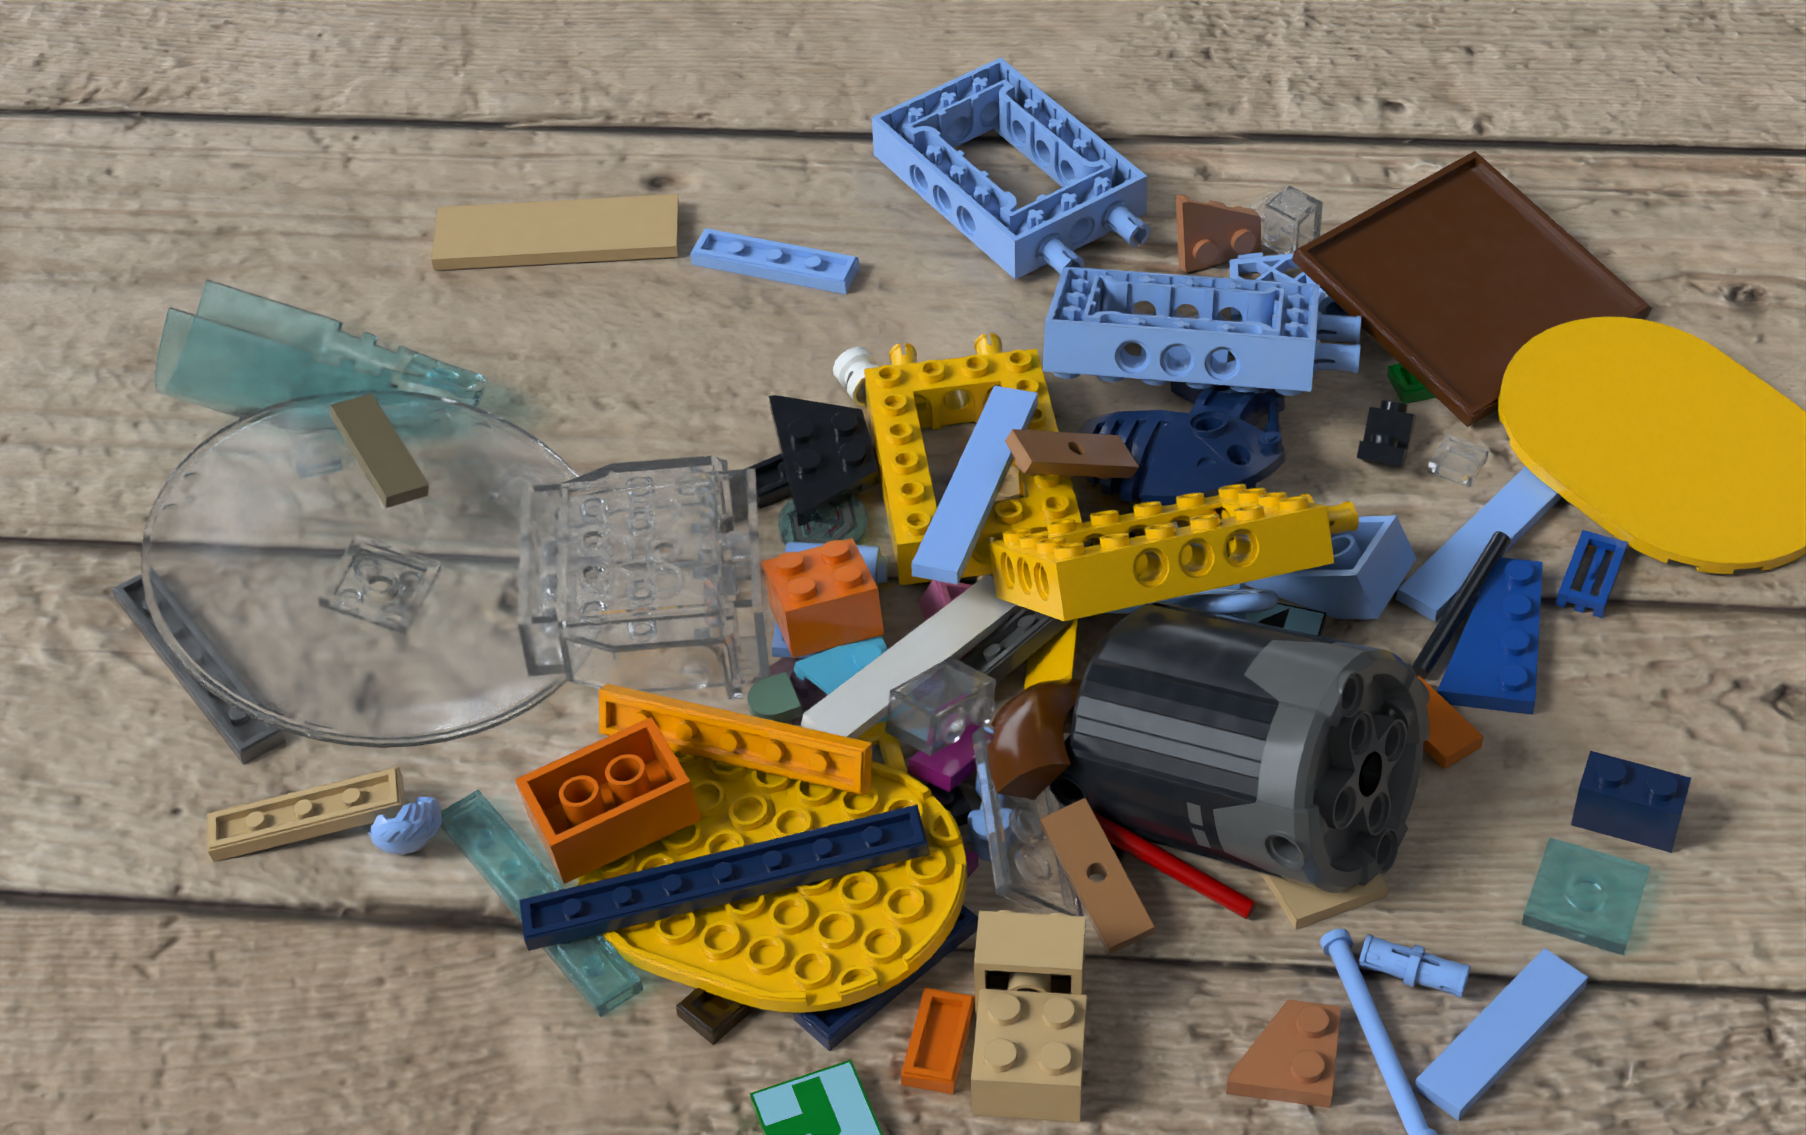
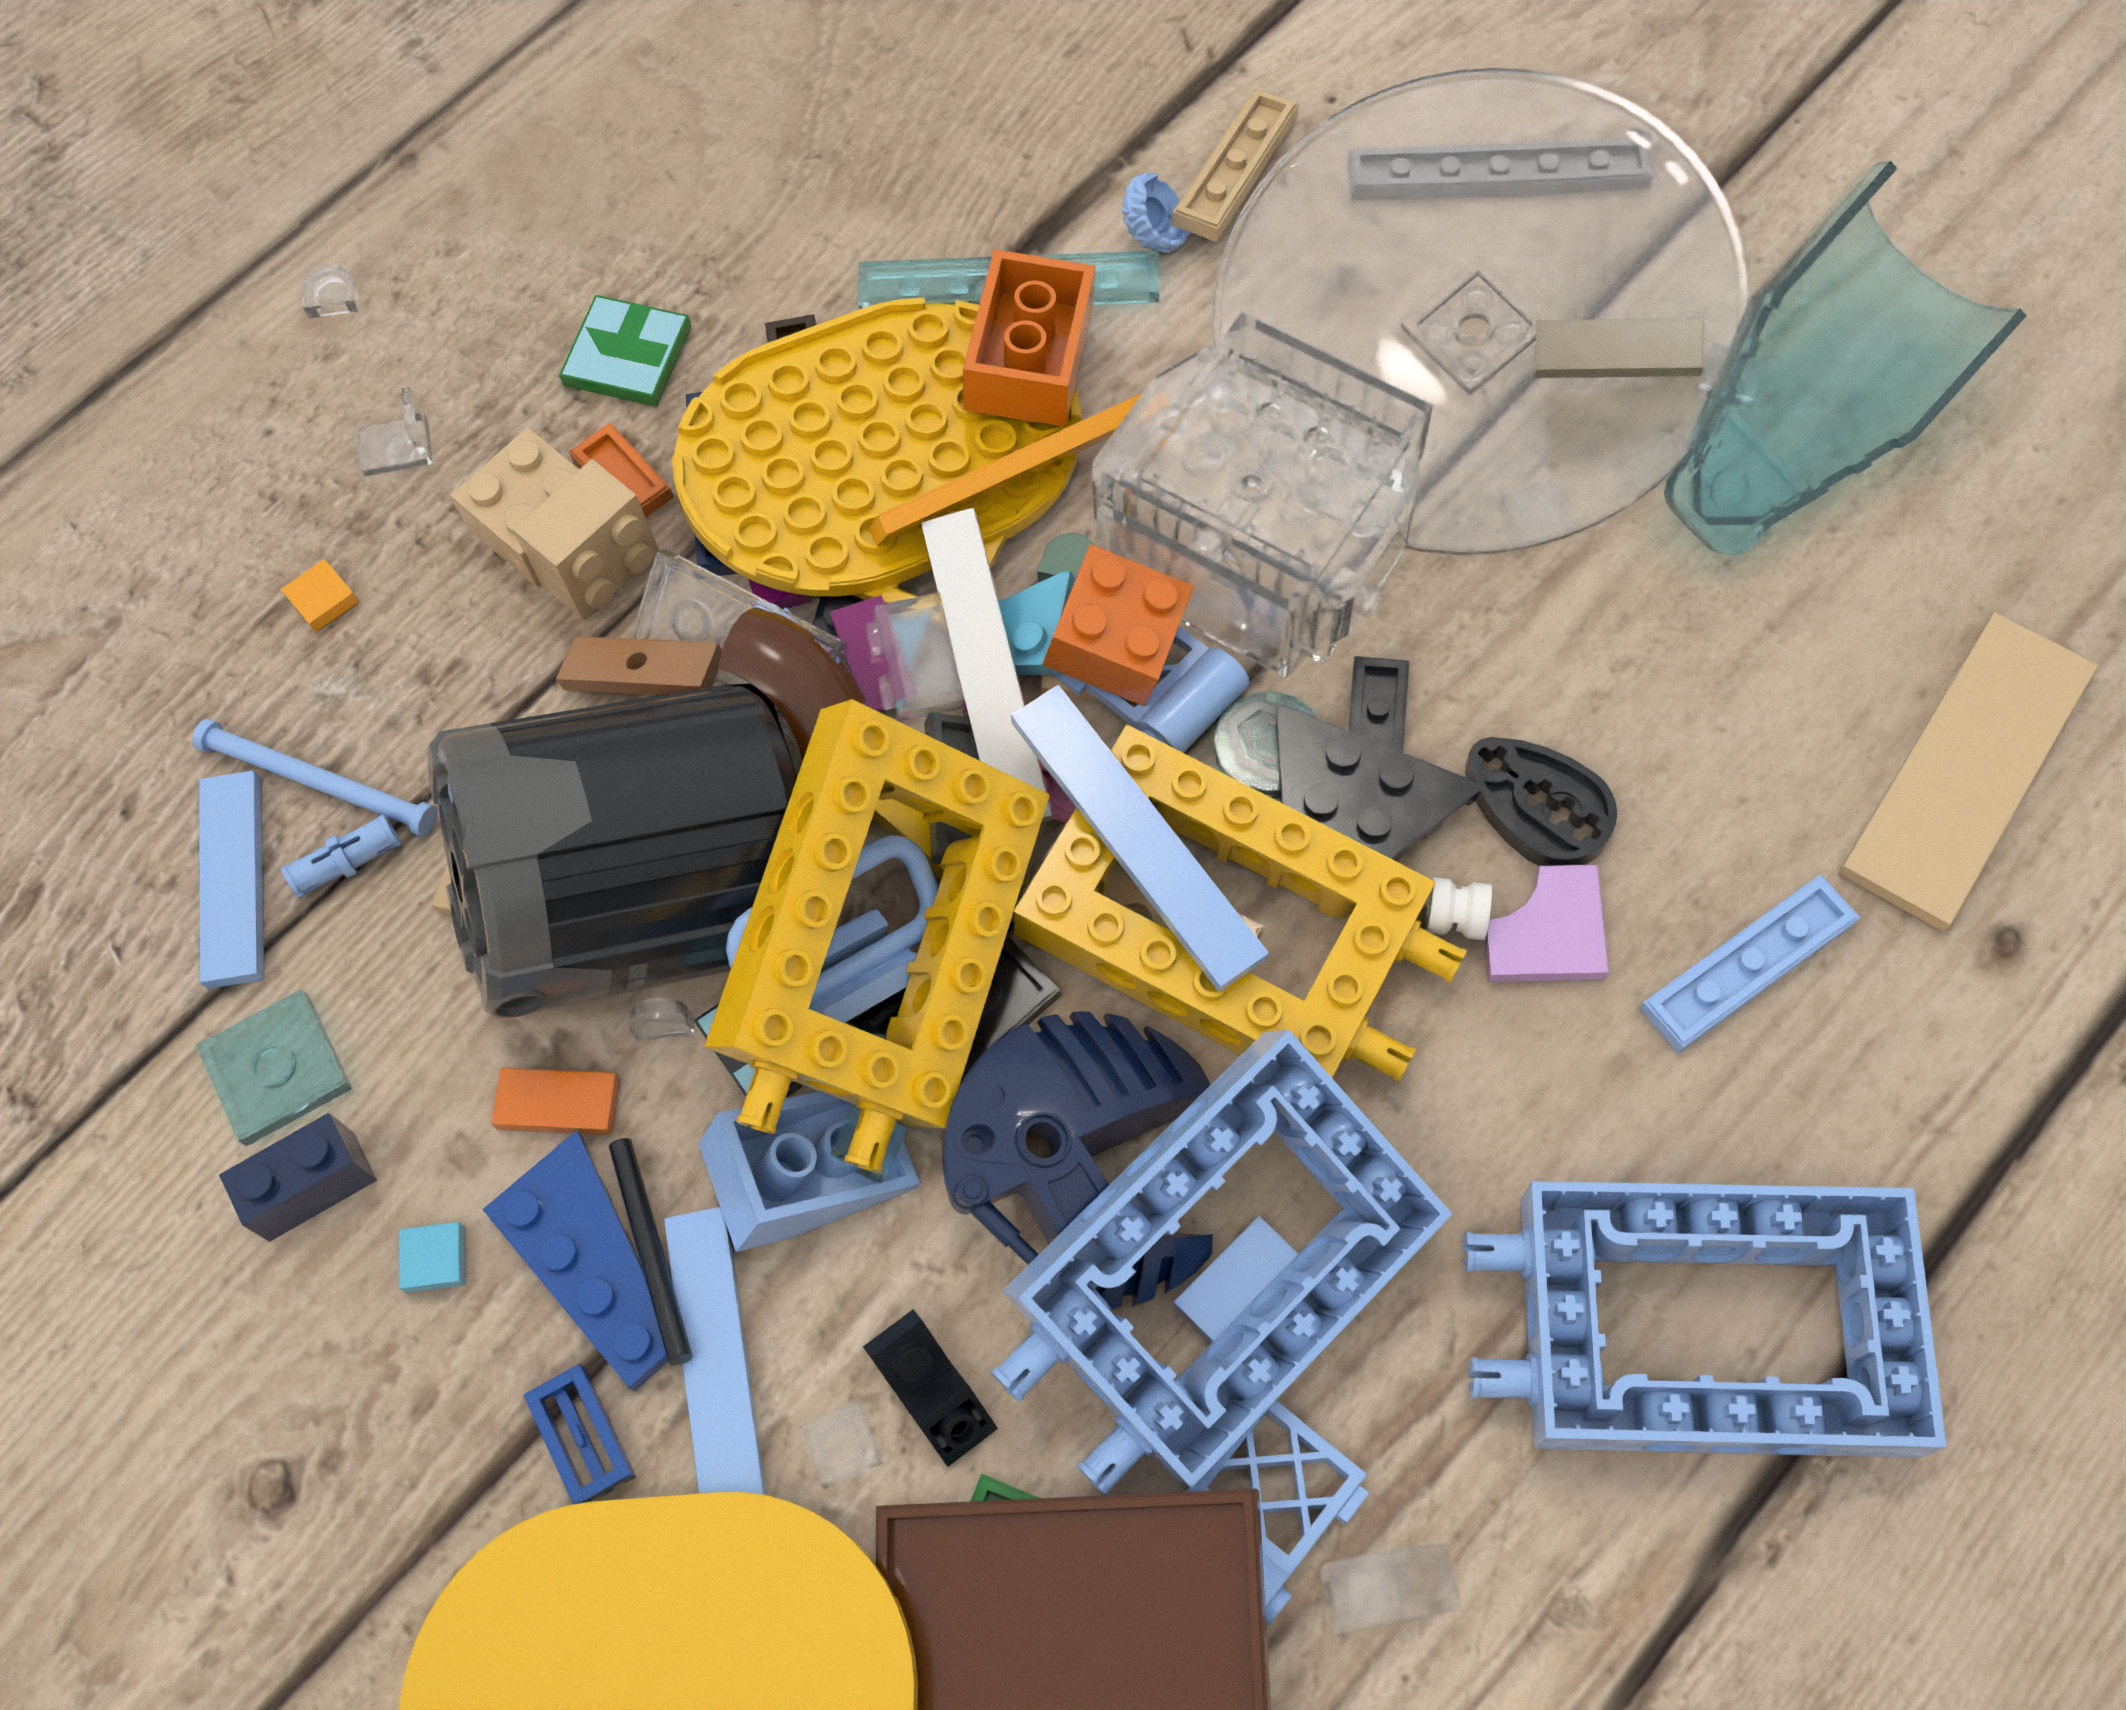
camera: 130 degrees right, 20 degrees up
(723, 877) = (877, 395): dark blue tile -> none
(727, 385) = (1568, 784): none -> black piece
(826, 337) = (1554, 933): none -> lavender tile
(1071, 454) = (1092, 985): medium nougat tile -> none
(1214, 232) = (1403, 1474): nougat wing -> none
(1291, 1057) = (366, 707): nougat wing -> none
(1589, 713) = (432, 1257): none -> medium azure tile

